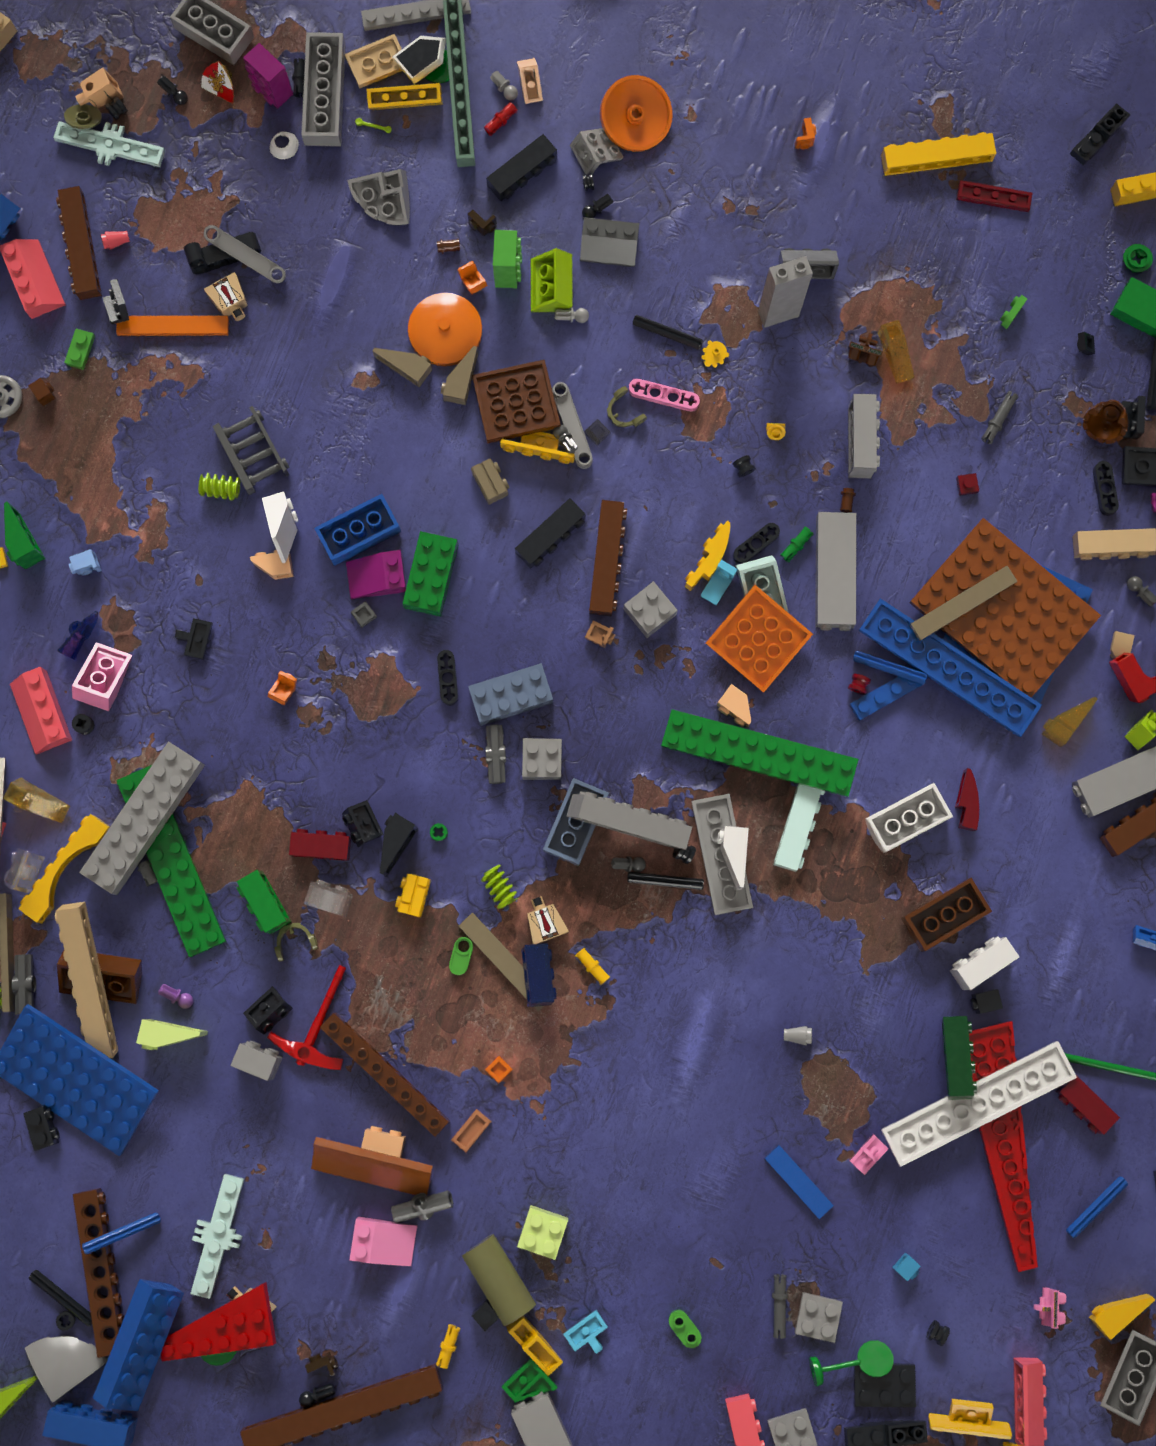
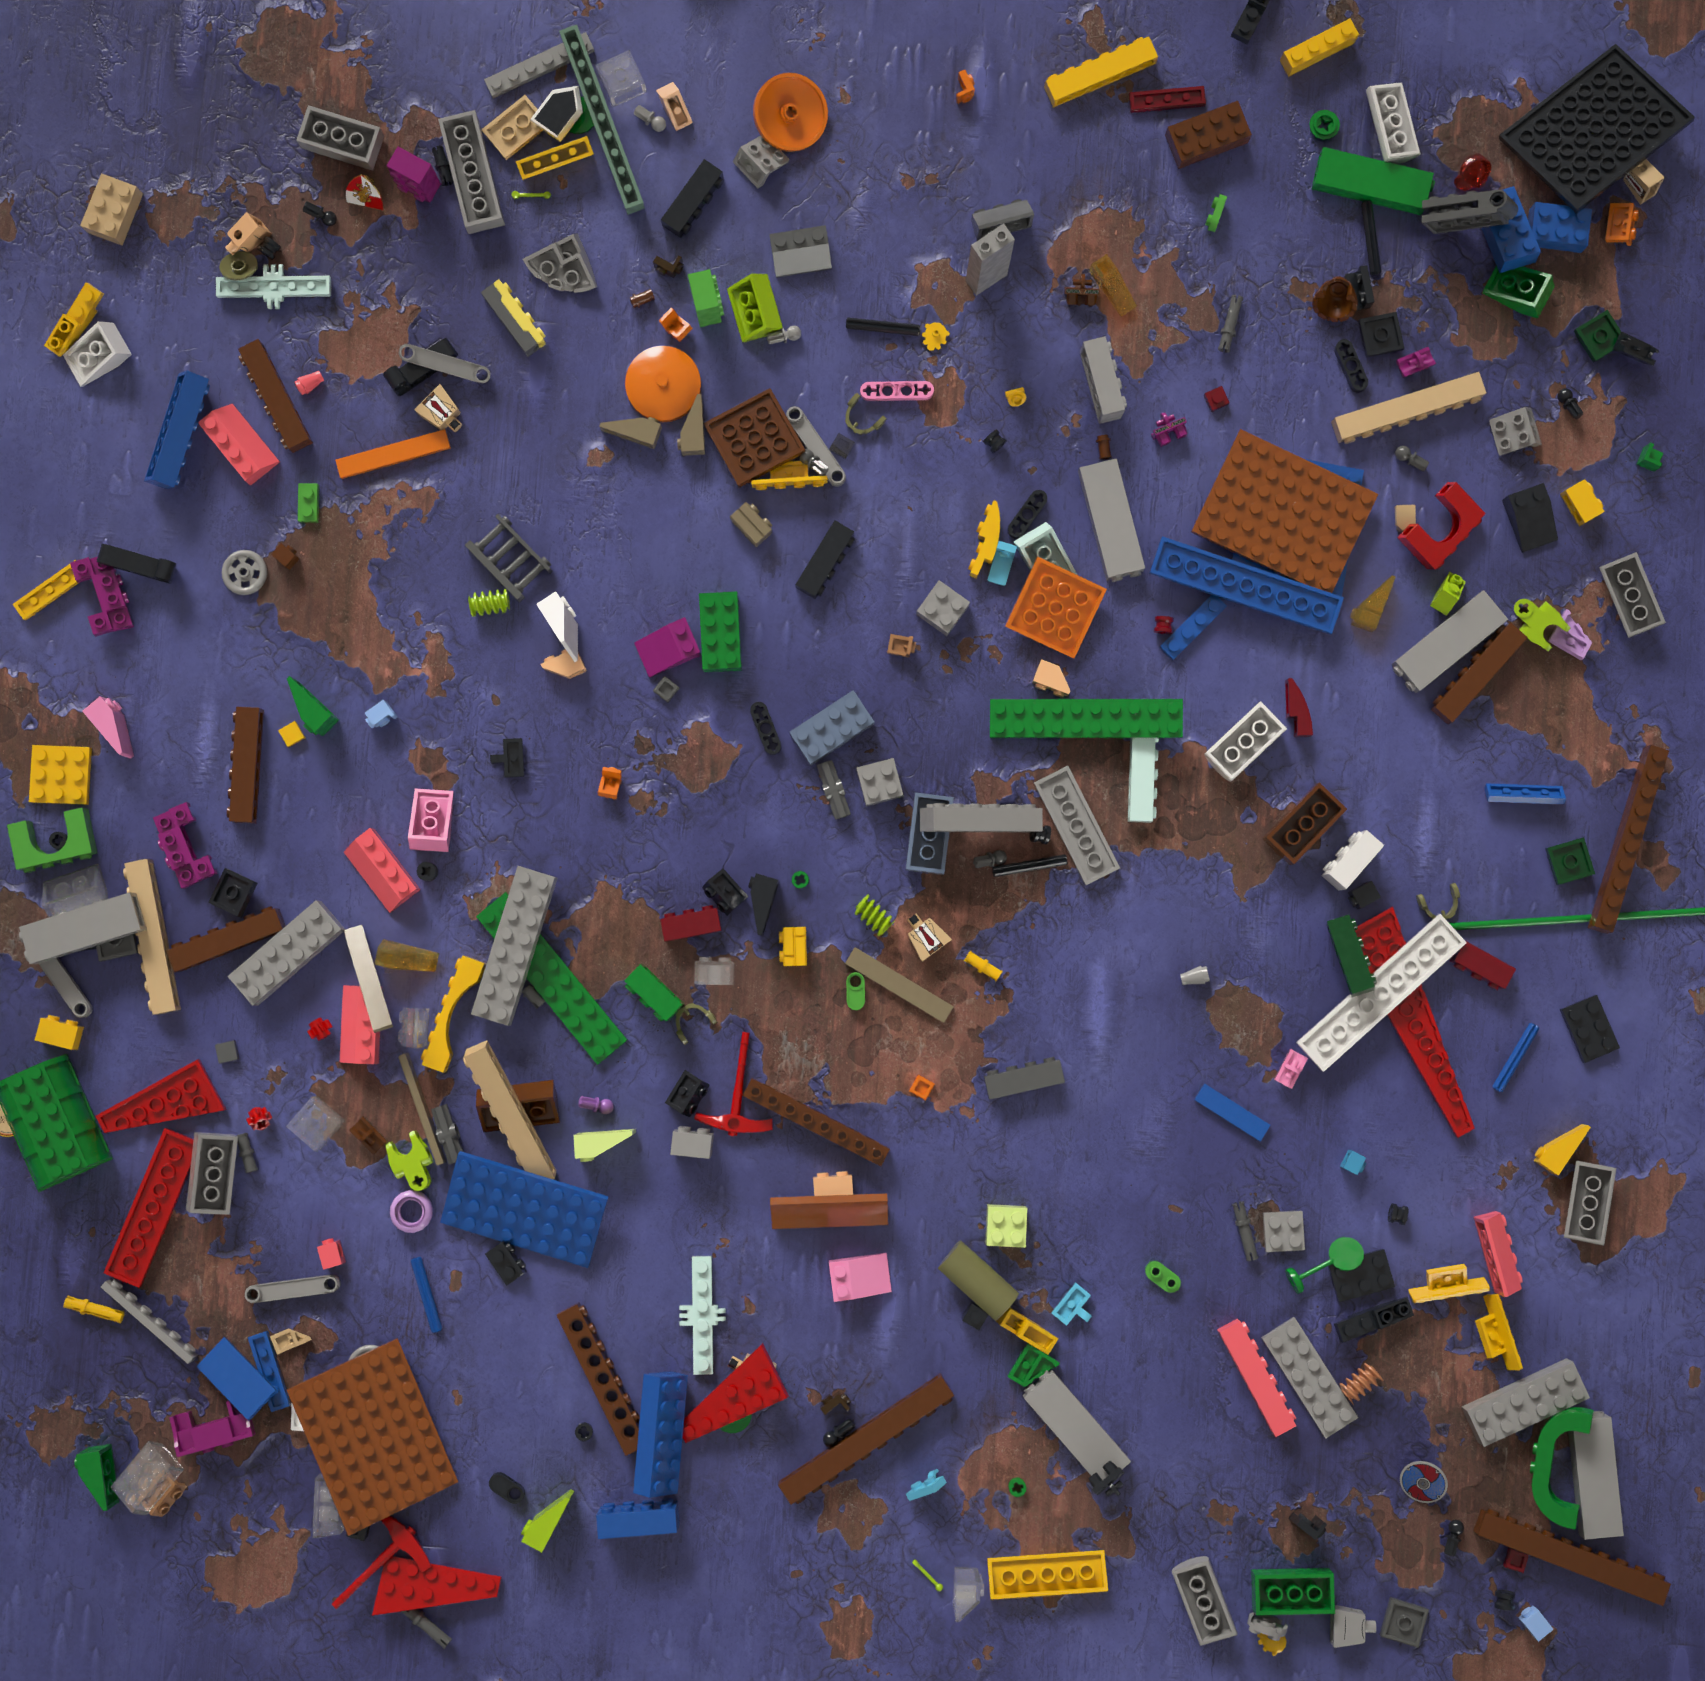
camera: 15 degrees left, 5 degrees up
(61, 1297) = (574, 1412): black axle -> none
(62, 1363) = (594, 1470): light grey brick -> none
(79, 632) = (394, 797): clear blue panel -> none
(115, 304) = (331, 448): bracket -> none
(121, 1233) = (612, 1337): blue axle -> none
(289, 150) = (451, 247): white piece -> none
(323, 233) = (513, 317): none -> piece
(358, 529) = (637, 608): blue brick -> none
(422, 1206) = (887, 1234): dark grey piece -> none
(448, 1346) = (947, 1354): yellow pin -> none
(471, 1130) = (912, 1151): nougat tile -> none
(487, 42) = (621, 78): none -> clear brick
(500, 119) = (656, 153): red pin -> none
(538, 975) = (934, 988): clear blue brick -> none
(588, 182) = (762, 195): black bush -> none
(590, 211) = (772, 224): black axle -> none
(601, 1089) = (1023, 1079): none -> dark grey brick
(606, 558) = (886, 568): reddish brown brick -> none
(734, 850) = (1088, 818): white slope -> none
(796, 544) = (1066, 504): green pin -> none
(890, 667) = (1189, 600): blue axle -> none
(922, 499) = (1177, 426): none -> magenta hips
(963, 603) = (1243, 519): dark tan tile -> none
(1024, 237) = (1208, 134): none -> reddish brown brick
(1049, 1308) = (1495, 1163): bright pink hips -> none
(1077, 1025) = (1455, 895): none -> olive piece
(1086, 343) = (1295, 226): black plate -> none

